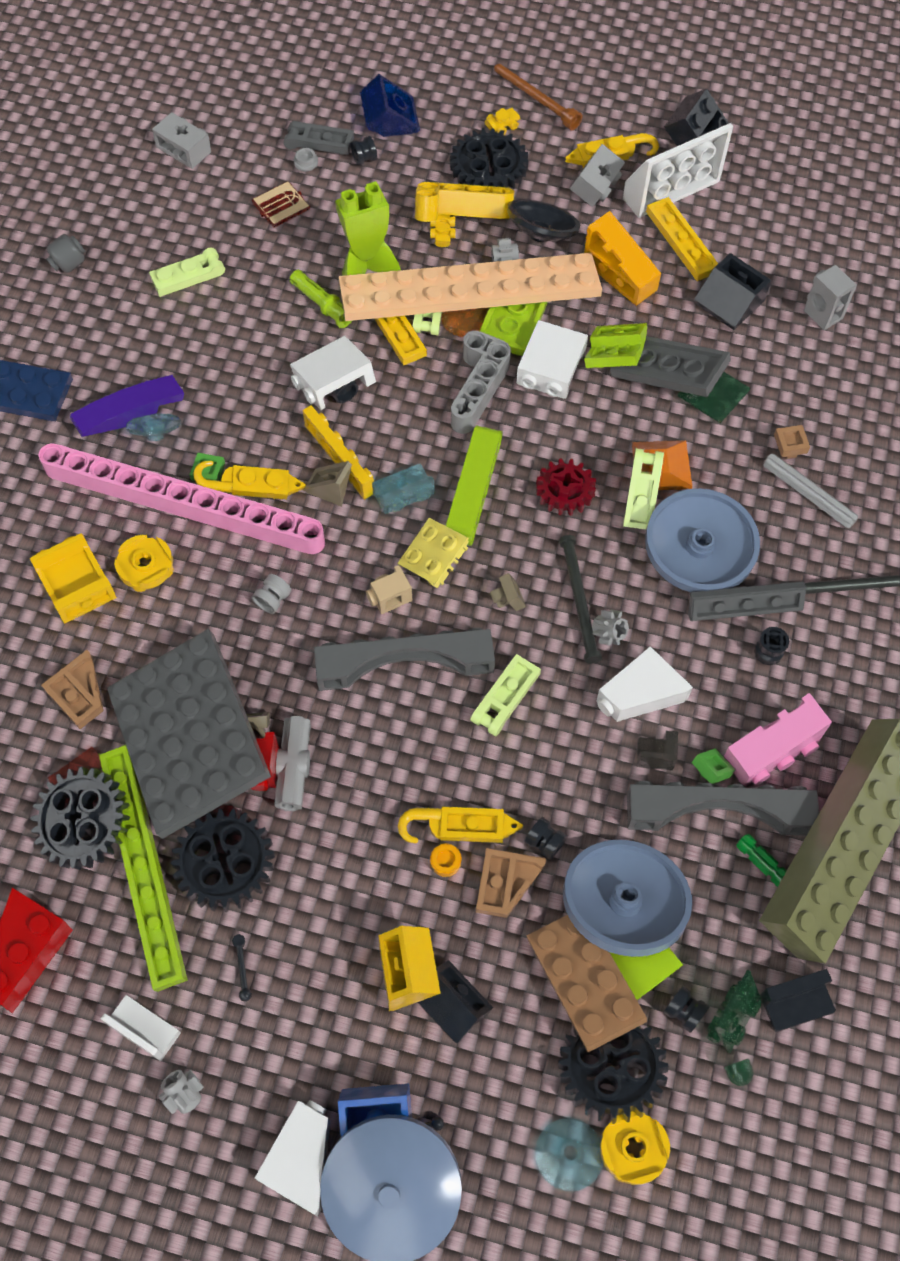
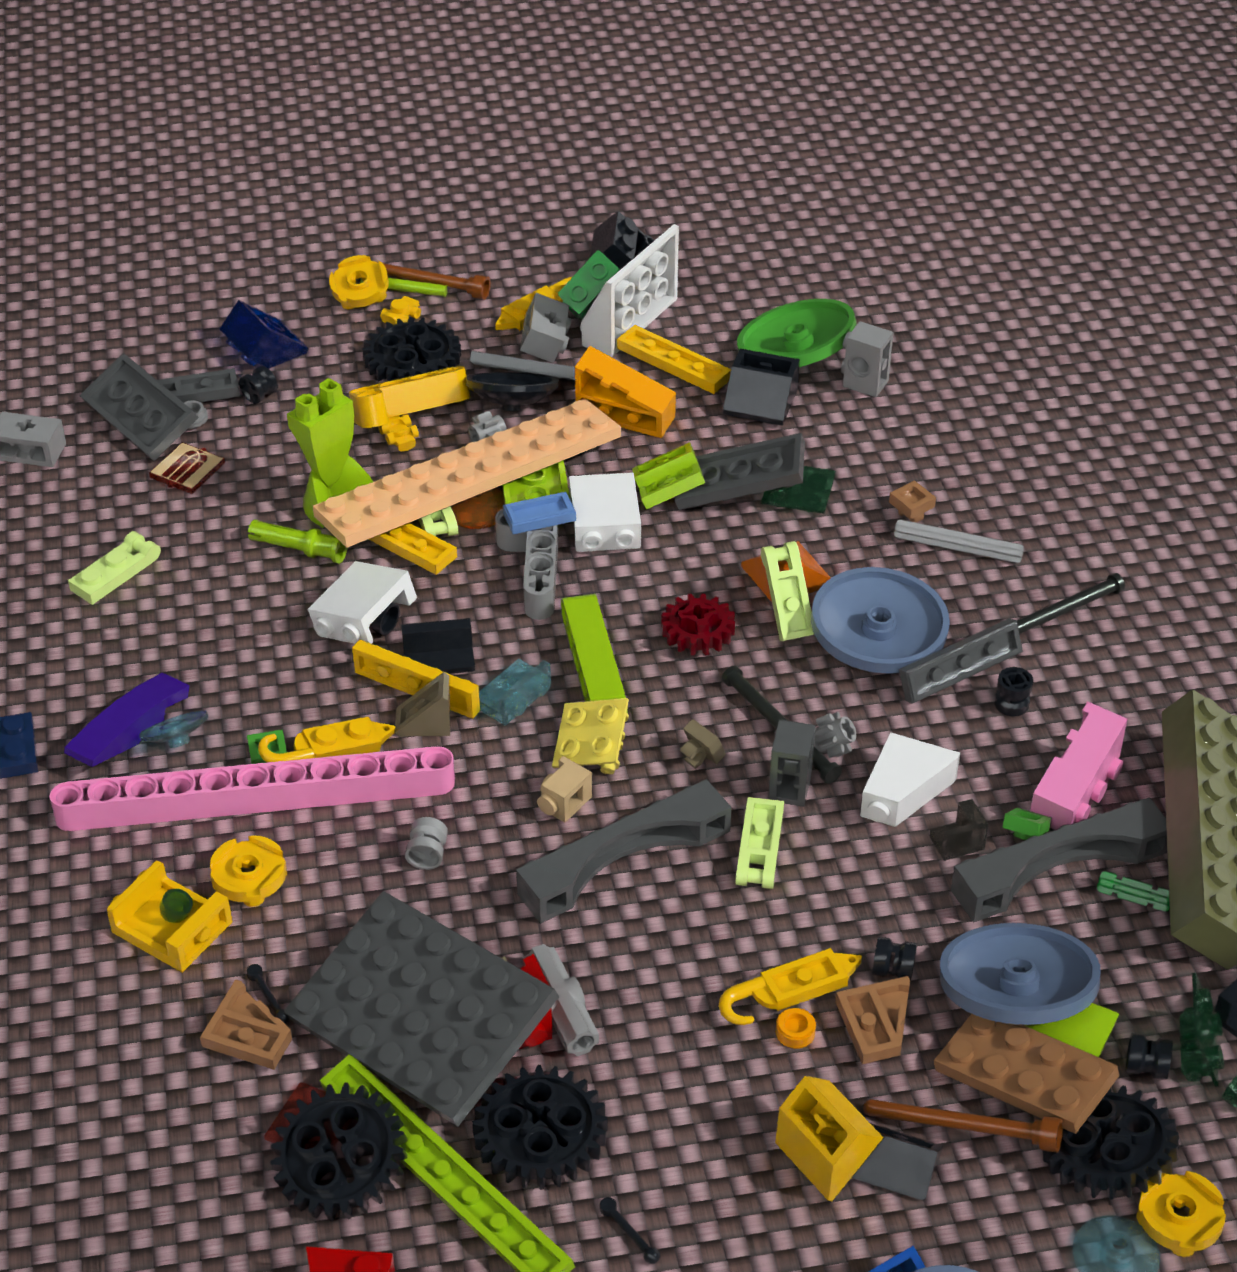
camera: 25 degrees left, 20 degrees down
(80, 568) = (175, 905): none -> clear green hinge
(108, 646) = (255, 973): none -> black hinge
(269, 141) = (139, 406): none -> dark grey plate
(369, 431) = (440, 644): none -> black panel
(483, 95) = (359, 295): none -> yellow plate
(496, 345) = (539, 512): none -> medium blue tile
(518, 97) = (416, 287): none -> lime bar
(560, 641) = (791, 762): none -> dark grey brick
(561, 201) = (522, 365): none -> dark grey tile
(564, 1042) = (1044, 1132): none -> dark orange piece
(636, 152) = (587, 283): none -> green panel
(790, 250) = (800, 330): none -> bright green dish

